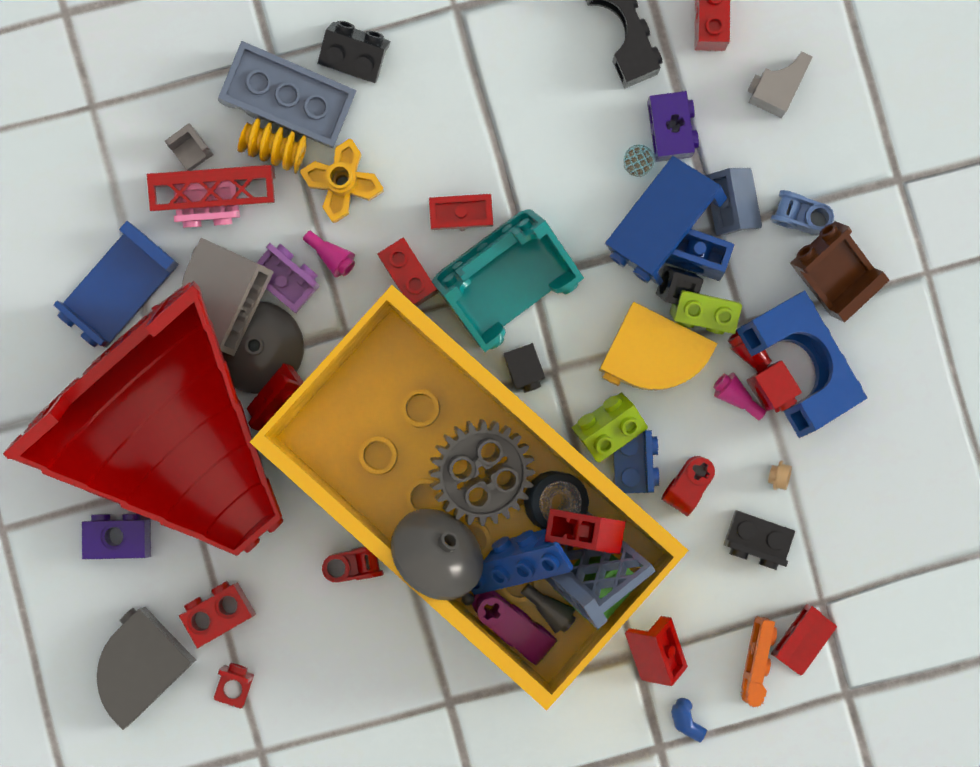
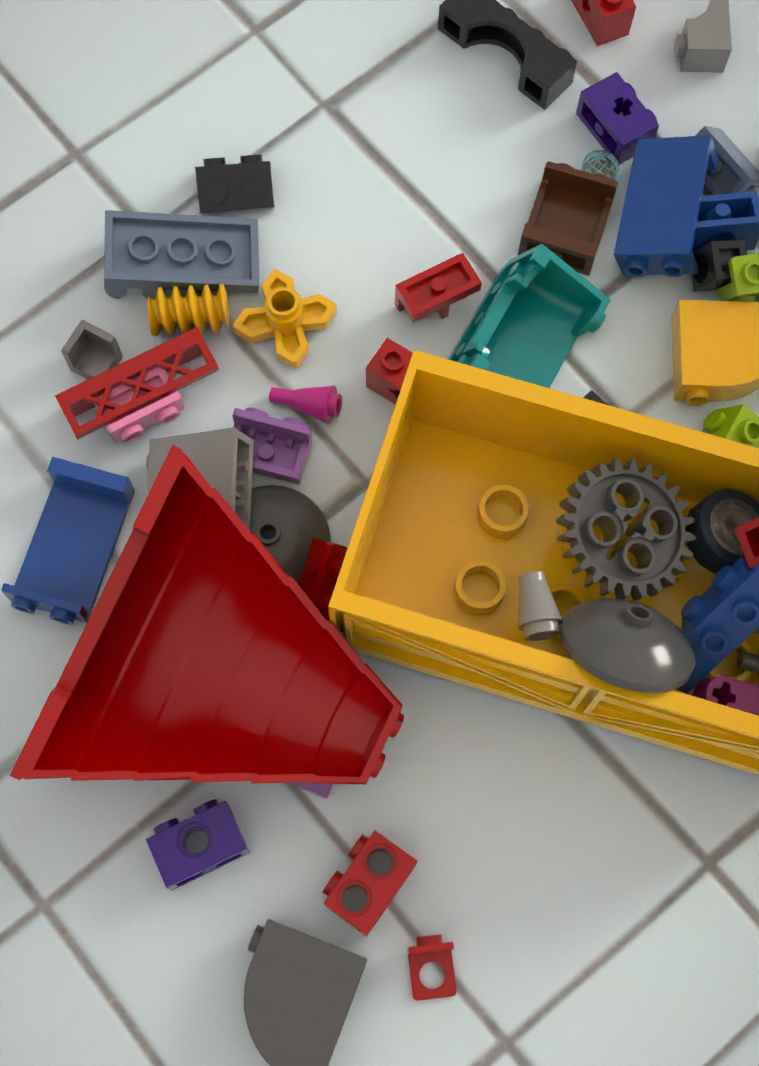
camera: 25 degrees left, 15 degrees down
(354, 565) = (513, 737): red piece -> none
(391, 502) = (537, 609): none -> light grey cone
(591, 193) = (569, 214): none -> reddish brown panel

